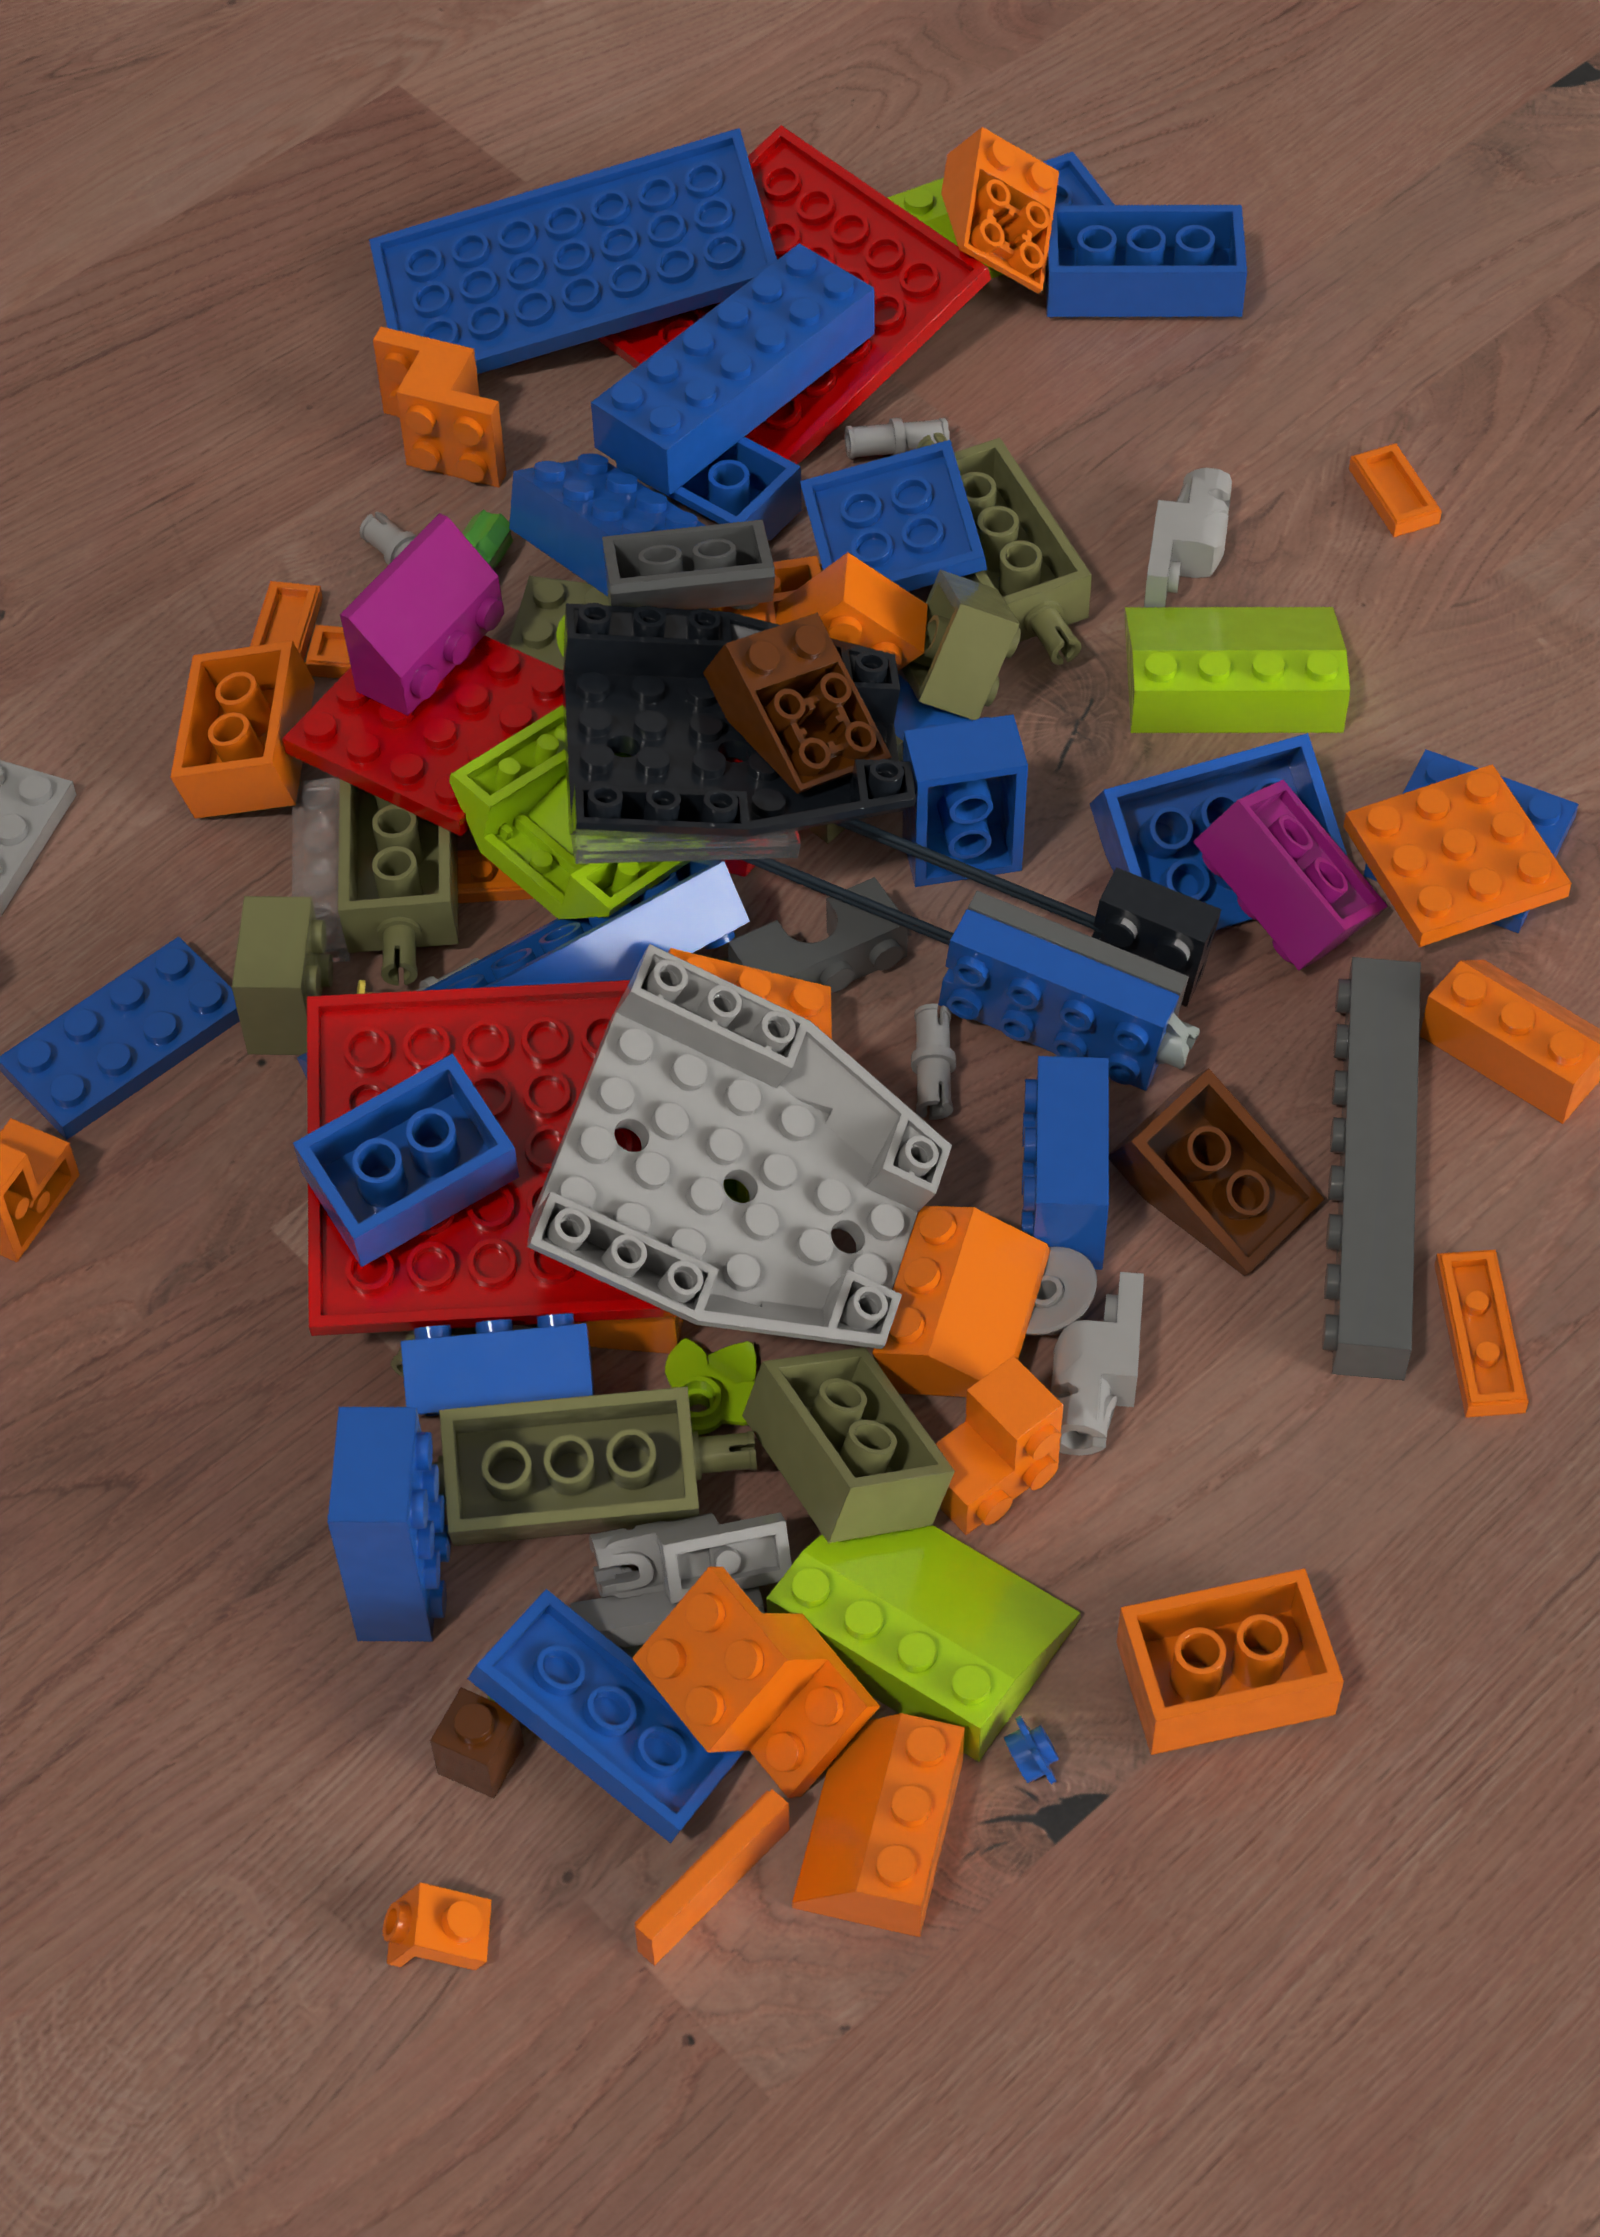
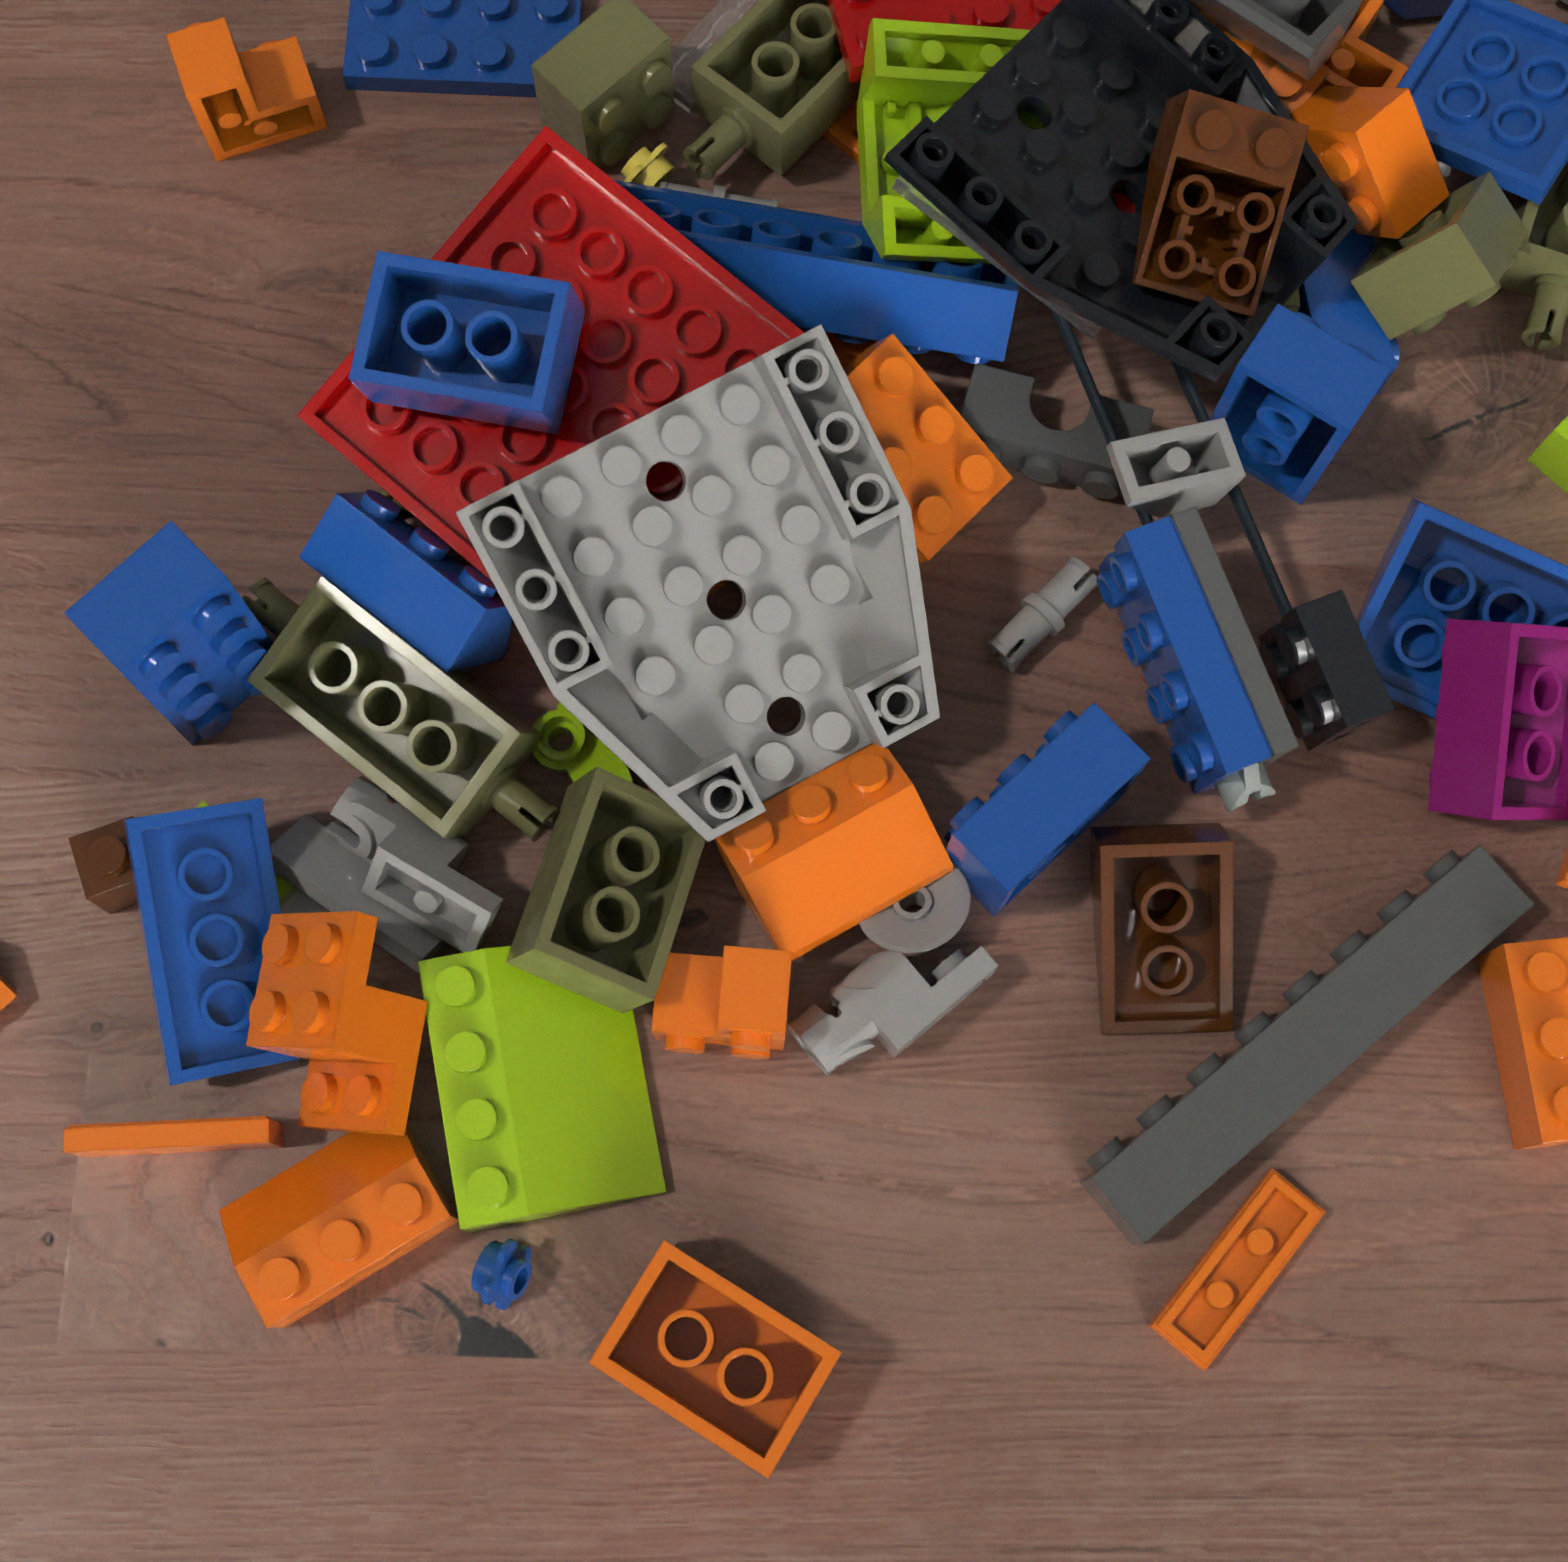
camera: 40 degrees right, 20 degrees up
(938, 881) = (1177, 467): none -> light grey slope

